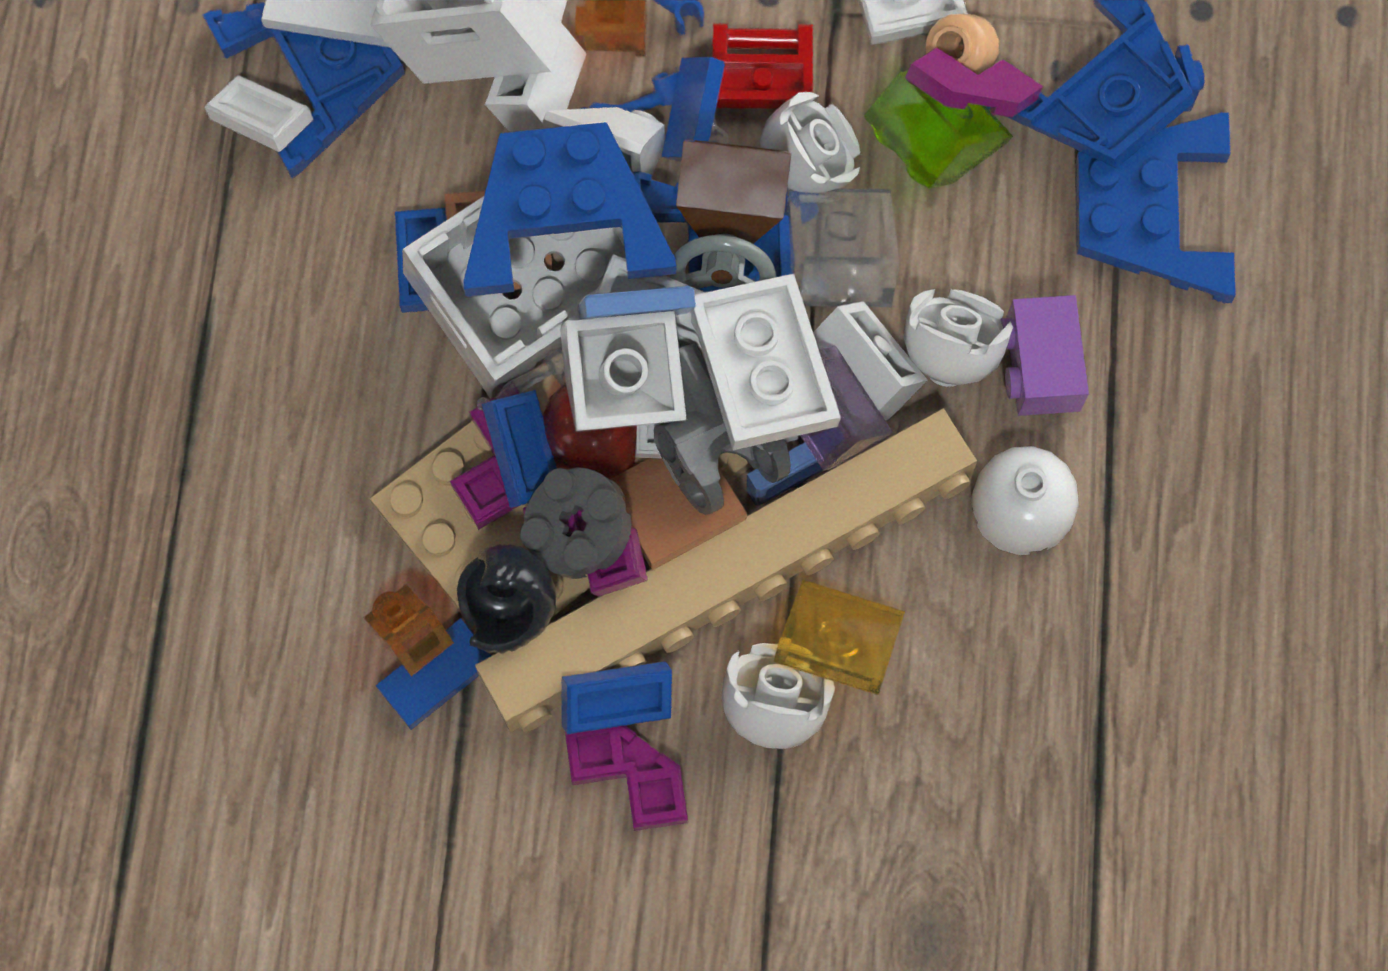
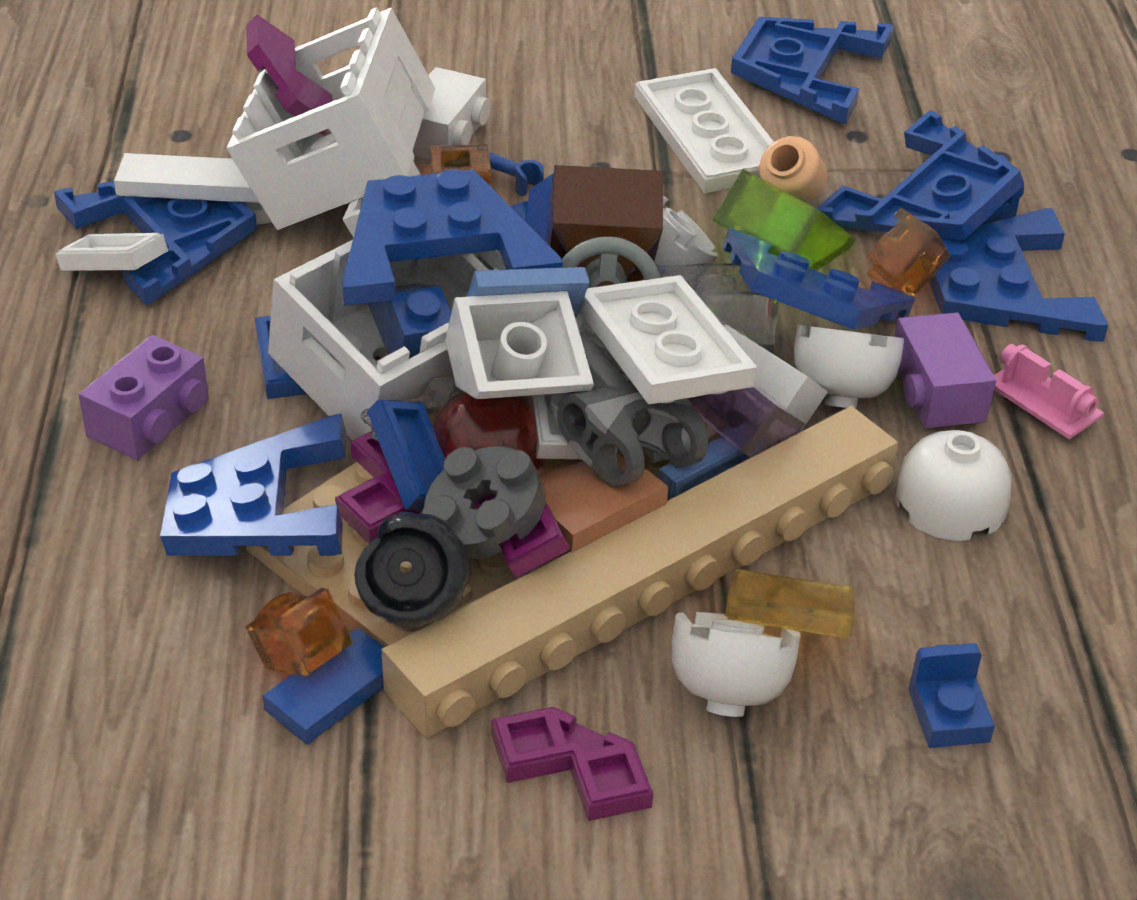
camera: 10 degrees left, 30 degrees down
(287, 318) = (144, 397): none -> medium lavender brick
(359, 462) = (242, 495): none -> wing
(540, 279) = (410, 316): none -> blue slope
(616, 697) = (549, 673): blue tile -> none
(931, 256) = (826, 296): none -> blue wing
(955, 85) = (813, 179): magenta tile -> none
(960, 745) = (949, 696): none -> blue bracket
(1051, 188) = (907, 255): none -> clear orange brick
(1144, 386) = (1056, 401): none -> bright pink hinge

